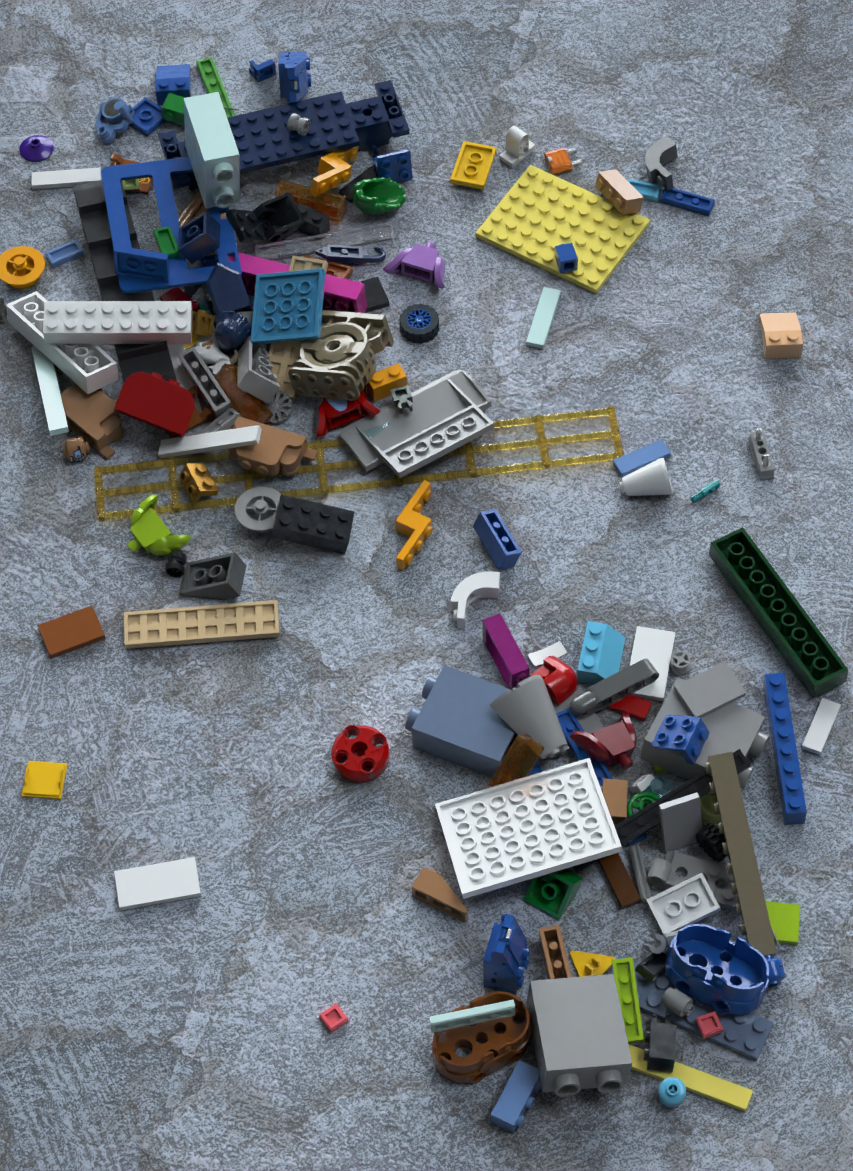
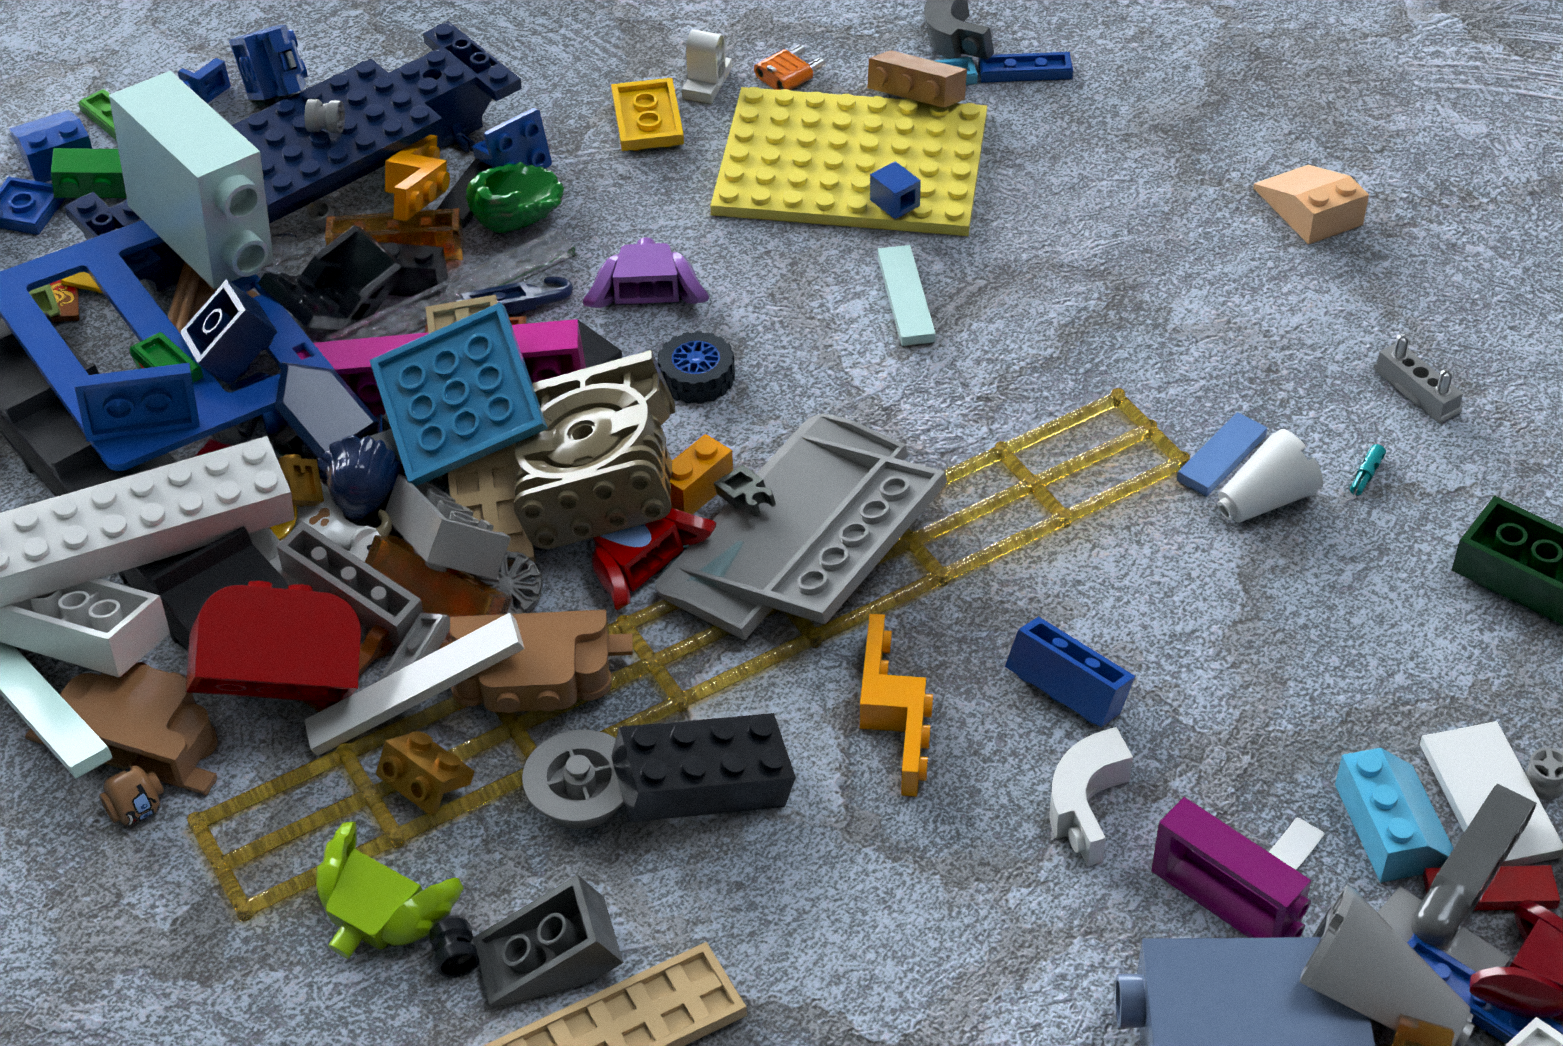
camera: 25 degrees left, 10 degrees down
(558, 678) = (1338, 867): red brick -> none

